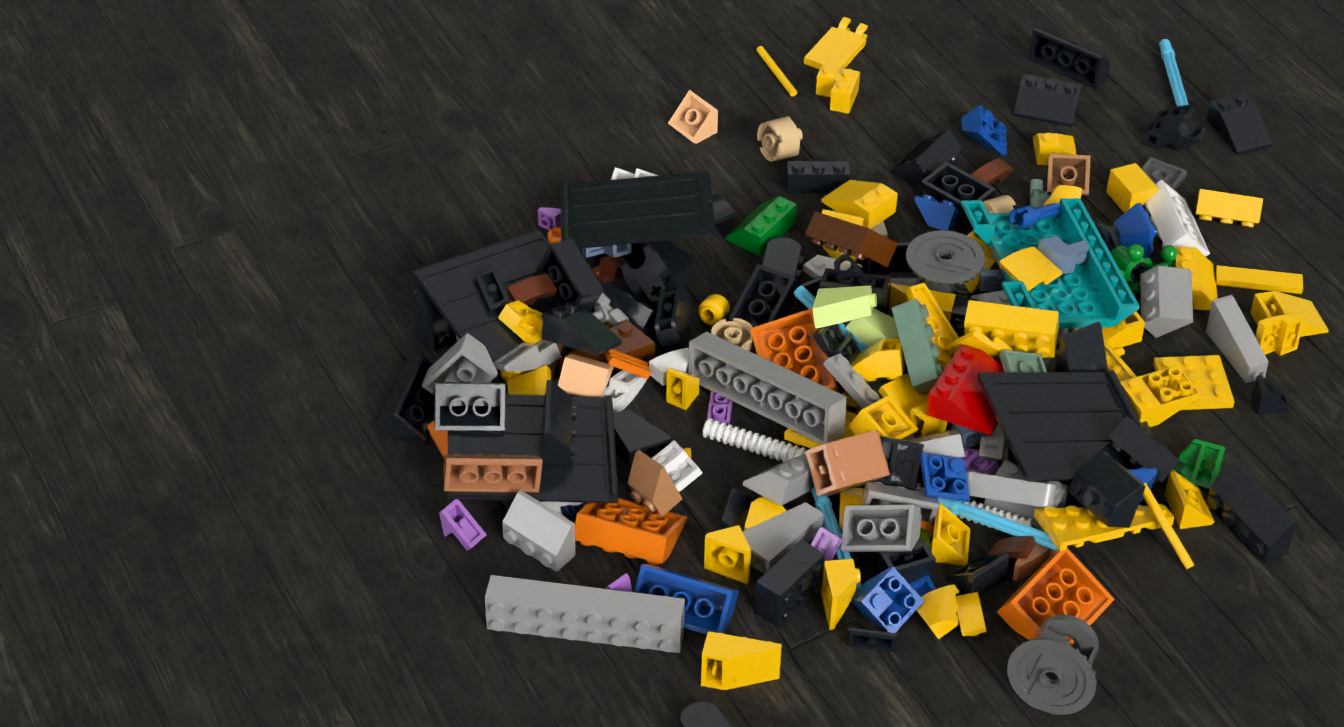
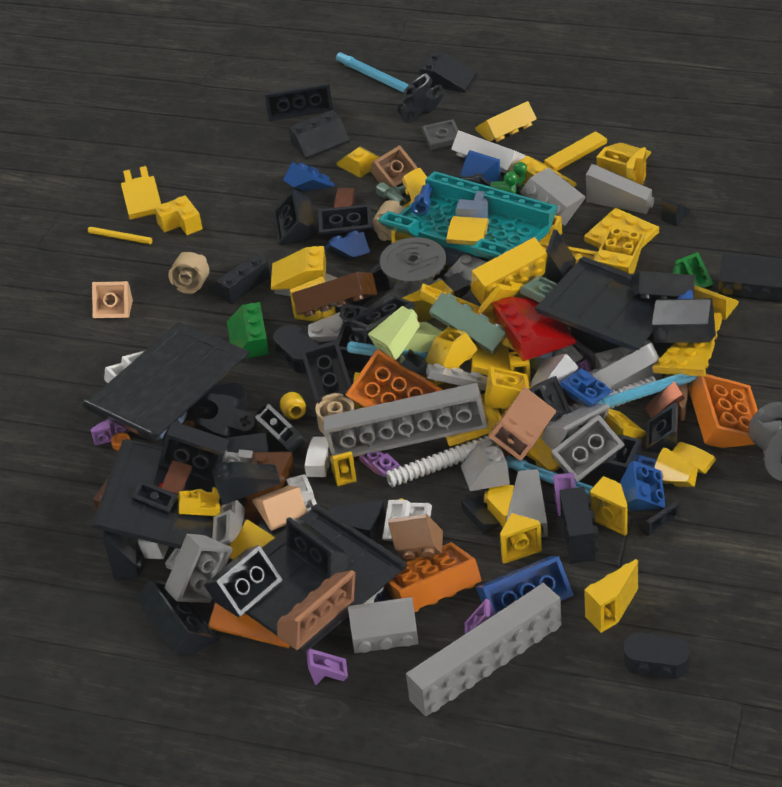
camera: 40 degrees left, 0 degrees up
(628, 363) = (295, 477): orange tile -> none
(1130, 186) = (441, 150): yellow slope -> none
(1167, 528) = (738, 324): yellow bar -> none

